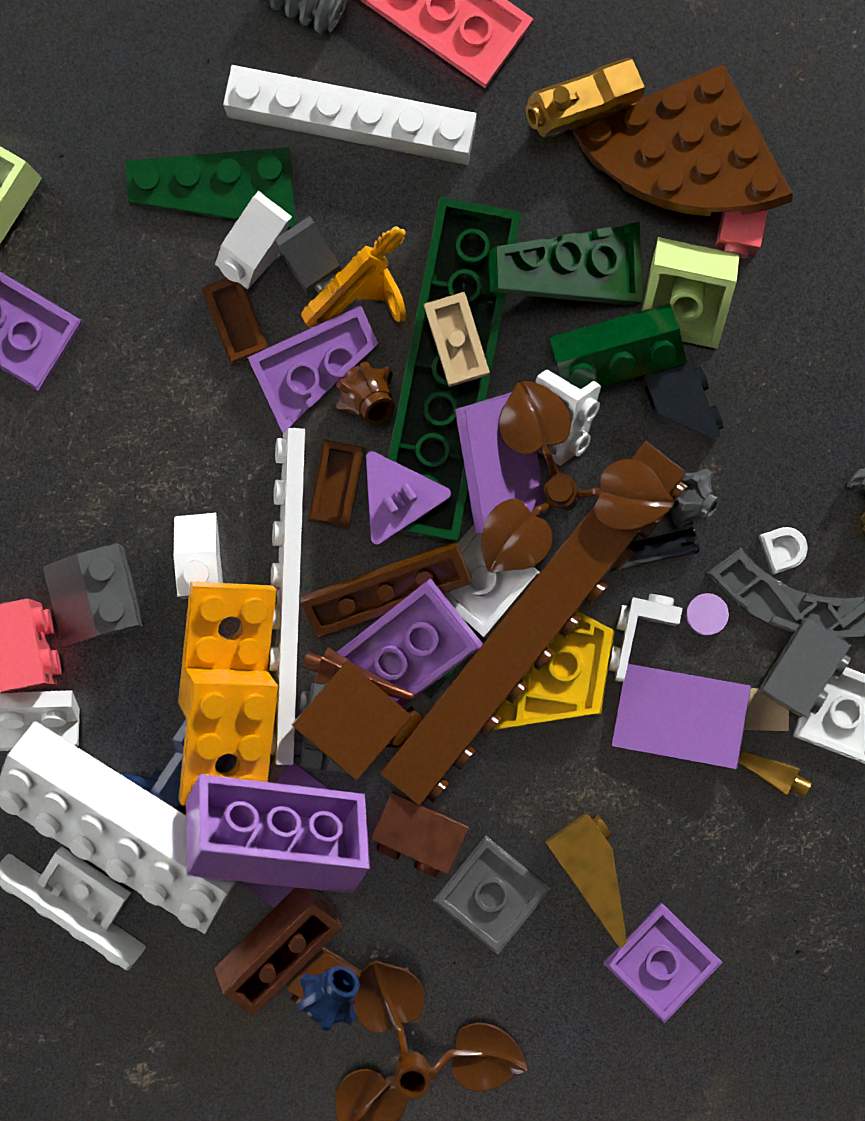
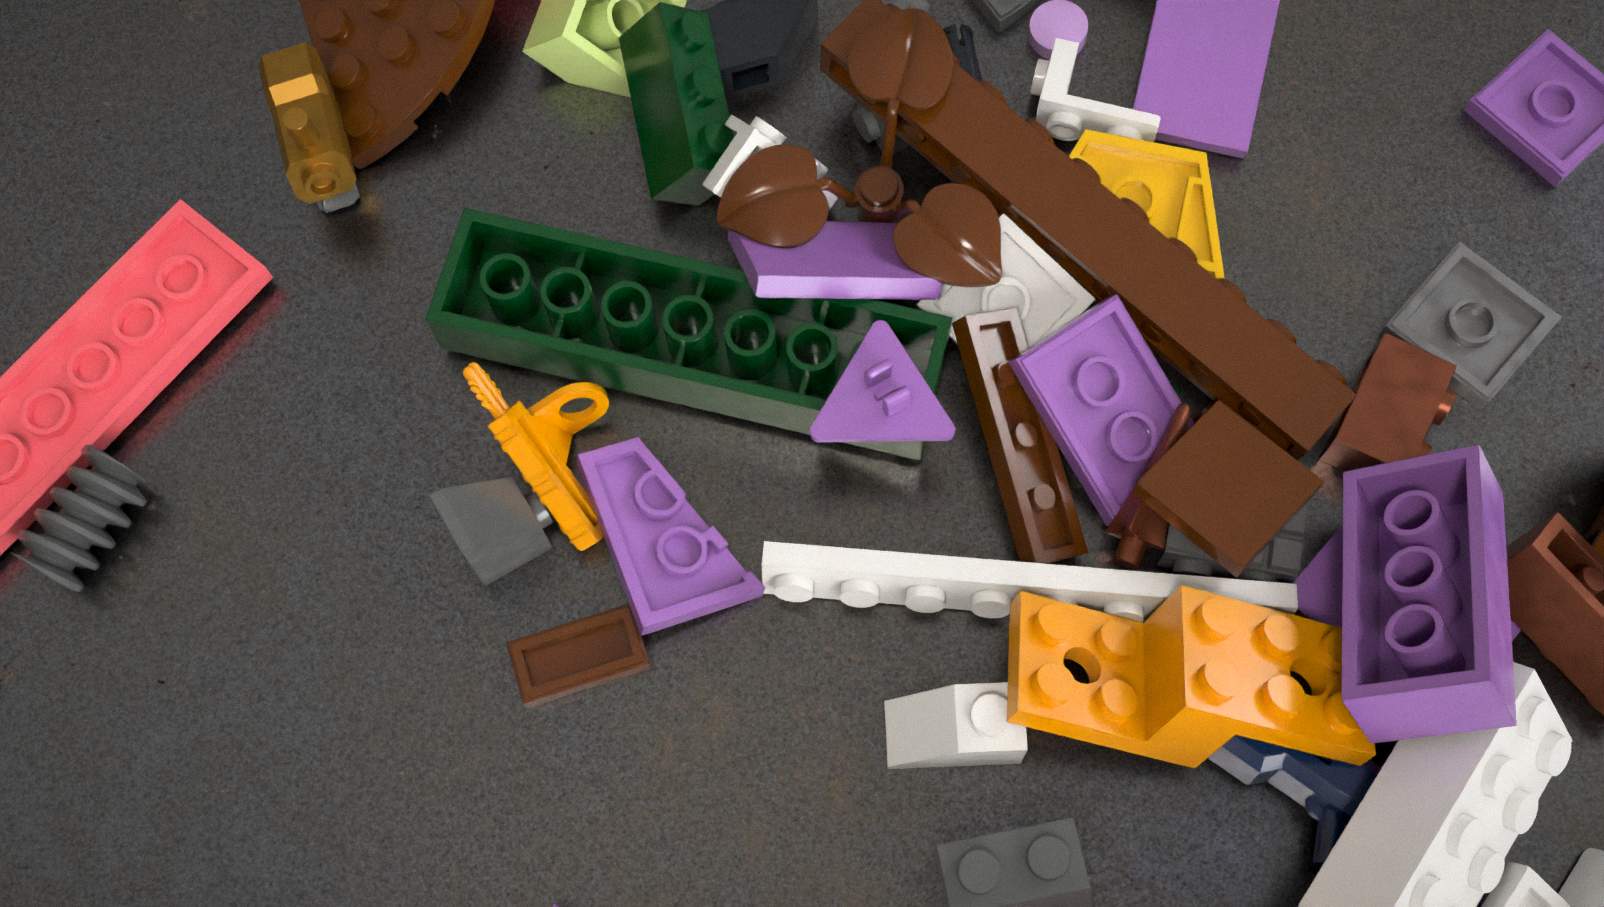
camera: 85 degrees left, 15 degrees down
(212, 183) = (361, 669): dark green wing -> none
(251, 242) = (456, 602): white slope -> none
(336, 484) = (846, 514): reddish brown tile -> none
(349, 114) = (278, 463): white brick -> none
(367, 393) = (714, 452): reddish brown rock -> none
(456, 339) = (647, 294): tan plate -> none
(574, 266) = (553, 153): dark green wing -> none
(591, 866) = (1431, 179): pearl gold slope -> none

